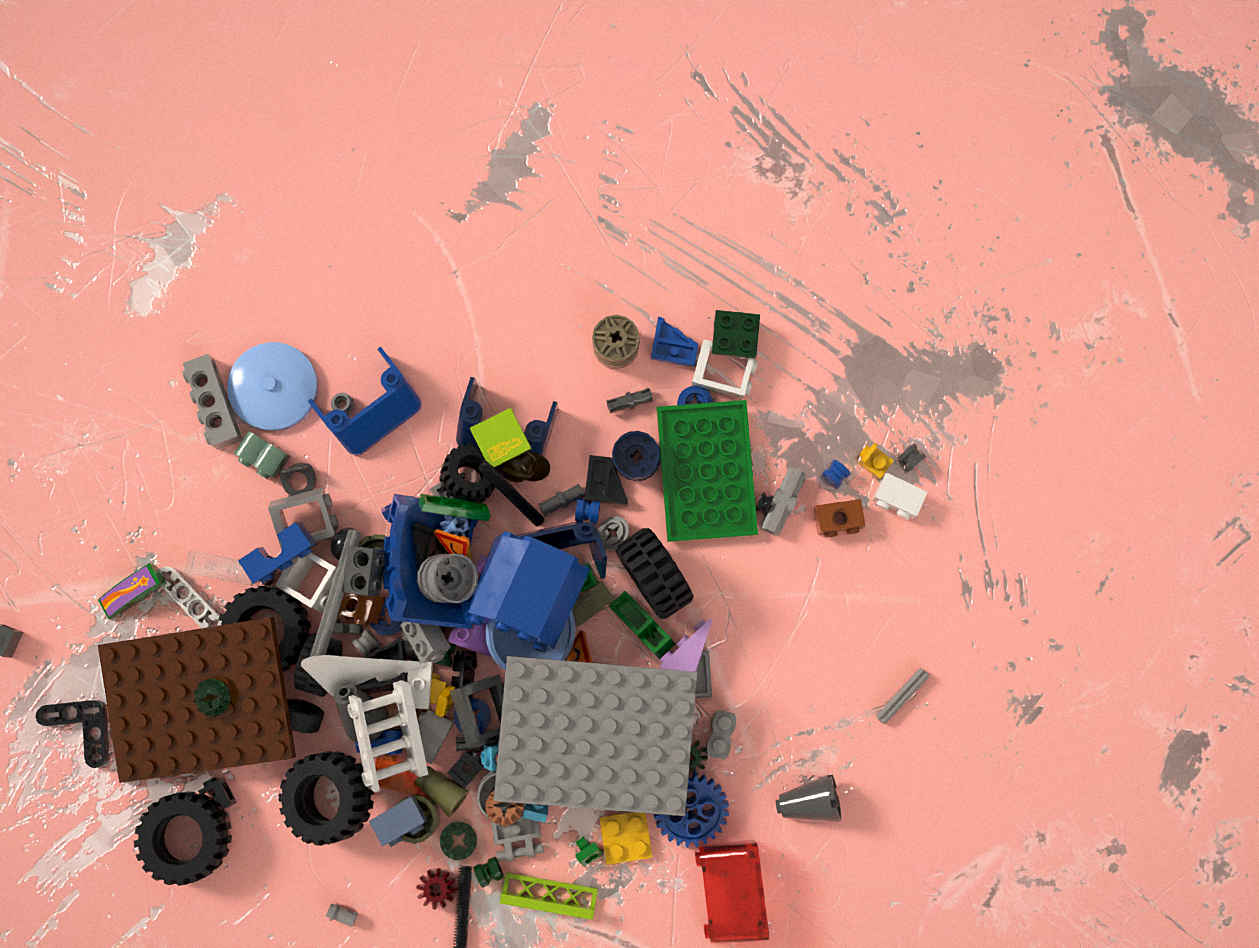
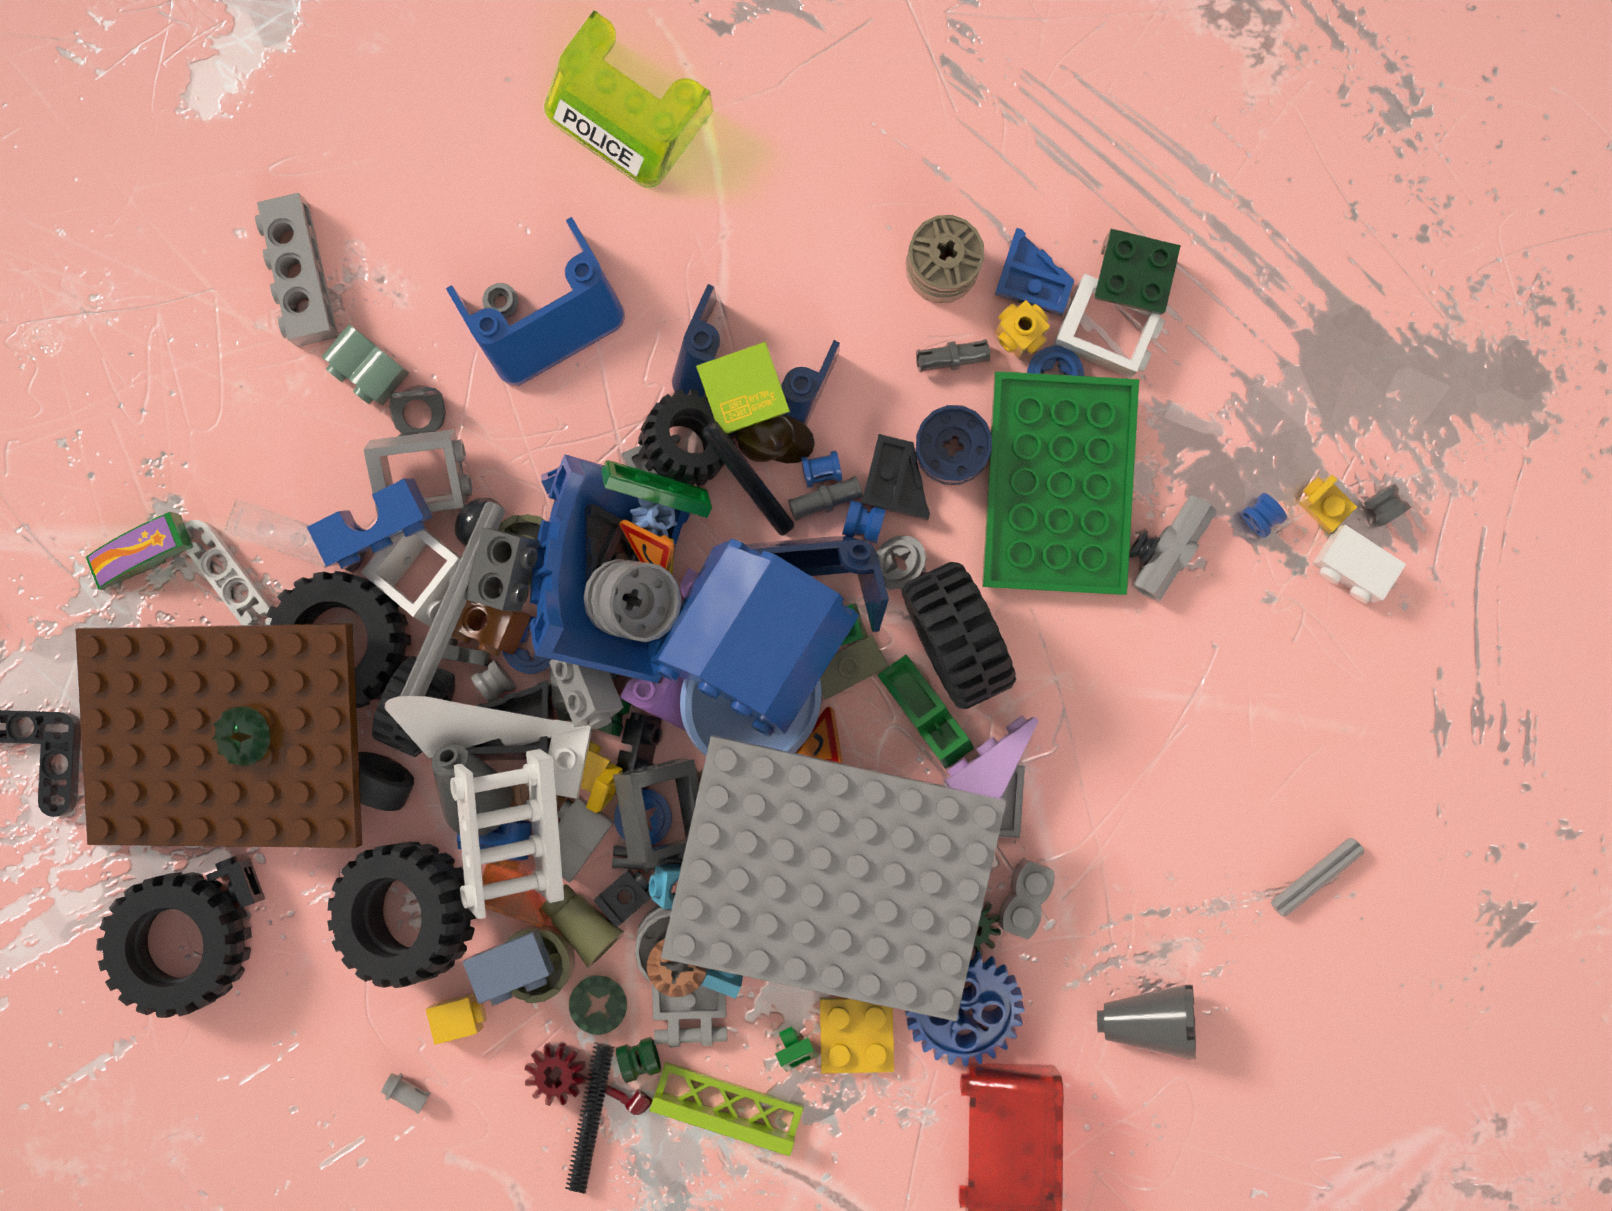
camera: 10 degrees right, 5 degrees up
(272, 386) = (394, 258): light blue dish -> none
(368, 861) = (455, 1018): none -> yellow brick
(401, 280) = (616, 114): none -> clear neon green windscreen
(491, 901) = (636, 1104): none -> dark red hand
(556, 481) = (821, 469): none -> blue bush
(667, 385) = (1015, 339): none -> yellow brick
(852, 512) = (1280, 580): dark orange brick -> none

